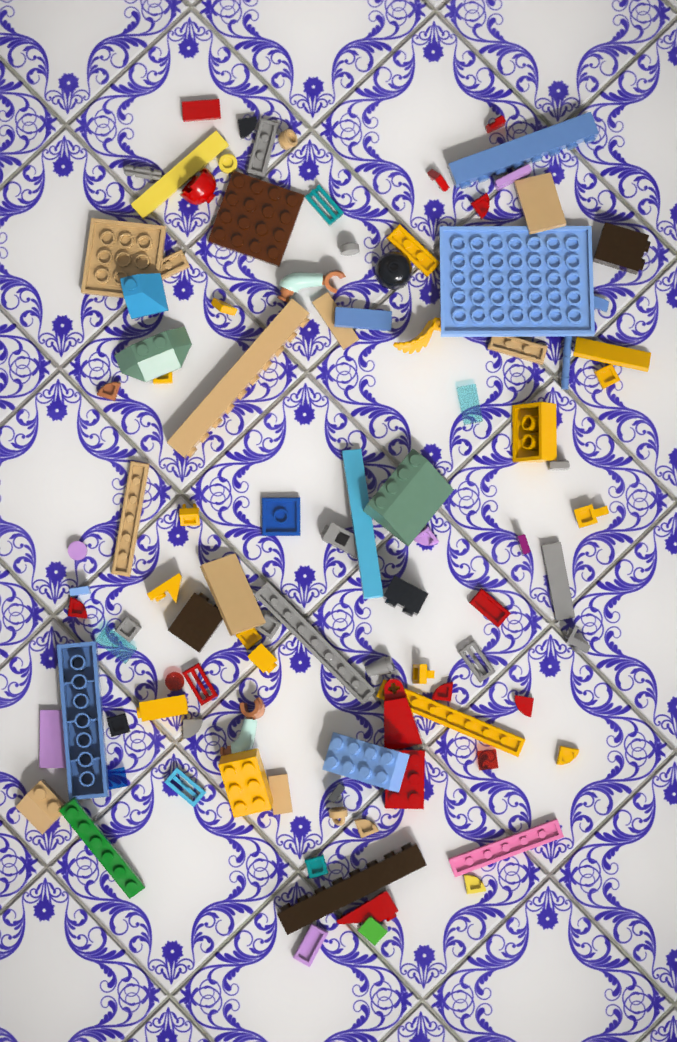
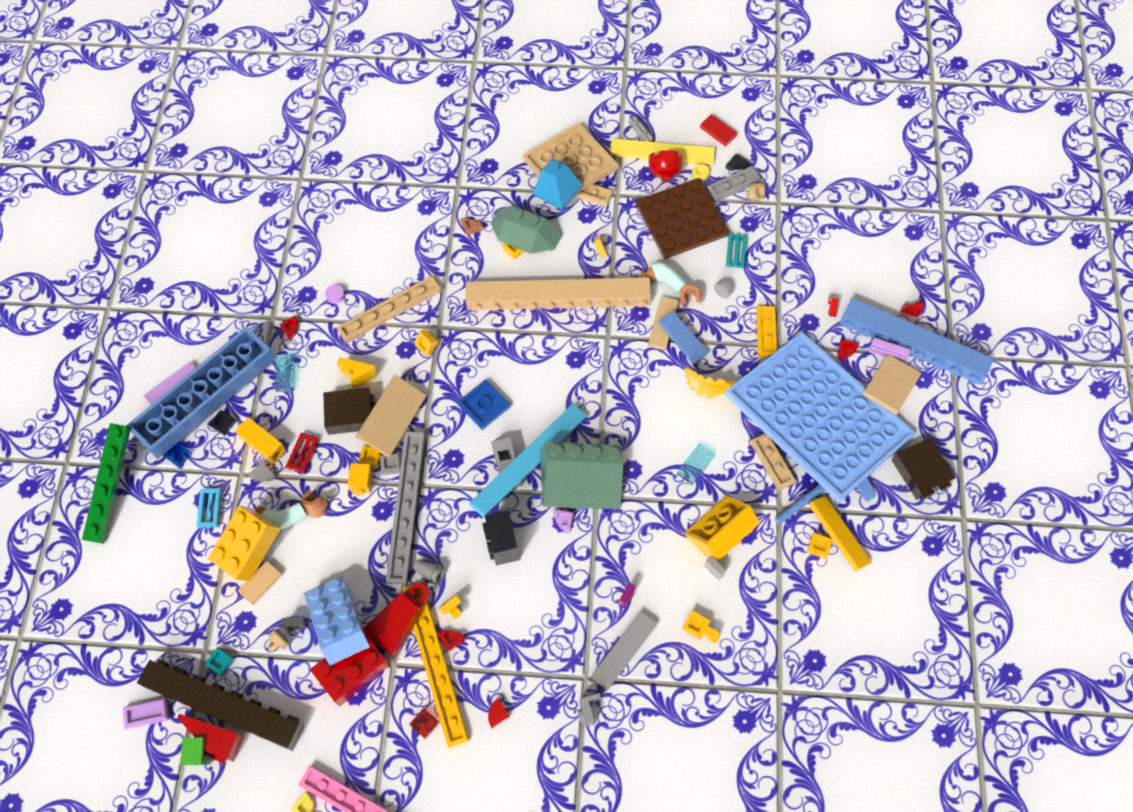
camera: 50 degrees right, 20 degrees down
(41, 806) = (112, 410): tan slope -> none
(82, 590) = (304, 316): light blue tile -> none
(128, 629) = (303, 371): light grey tile -> none
(174, 681) = (289, 434): clear red tile -> none
(365, 827) = (284, 673): tan tile -> none
(393, 270) = (738, 329): black cylinder -> none
(467, 648) = (496, 660): light grey tile -> none
(489, 607) = (552, 615): red tile -> none
(566, 755) = (484, 788): yellow tile -> none

